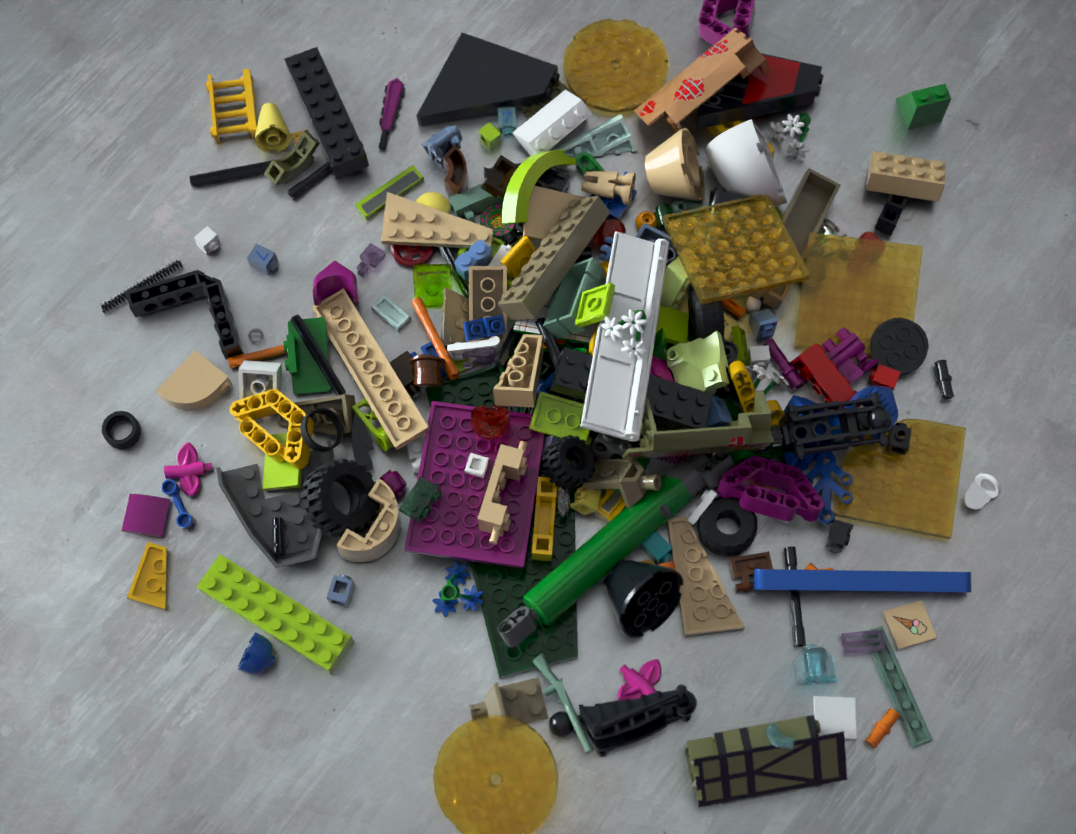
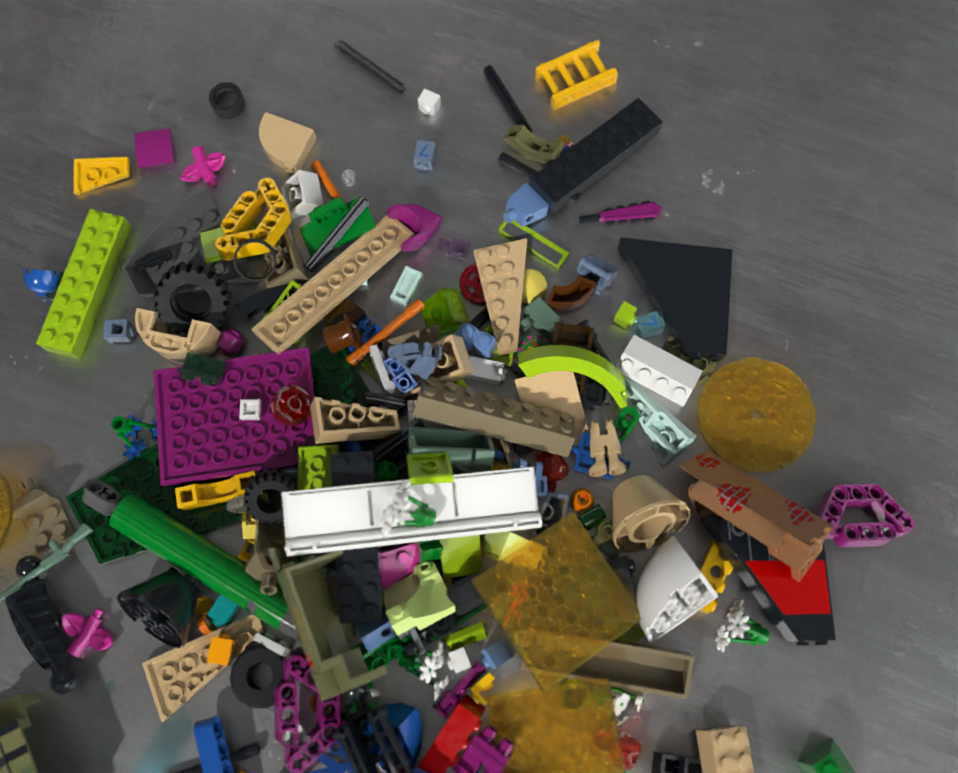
camera: 75 degrees right, 5 degrees up
(172, 489) = (158, 181): blue bar -> none
(186, 288) = (366, 132): black brick -> none
(271, 129) = (562, 114): light yellow cone -> none
(353, 185) = (525, 206): none -> medium blue torso
(480, 356) = (374, 383): clear purple plate -> none
(483, 300) = (416, 358): none -> sand blue piece
(508, 464) = (192, 438): tan brick -> none
(518, 257) = (493, 382): yellow plate -> none
(694, 553) = (221, 649): none -> light orange brick
(744, 567) = (228, 709): reddish brown plate -> none
(748, 395) = (397, 660): yellow beam -> none
(784, 342) = (484, 684): none -> yellow bracket

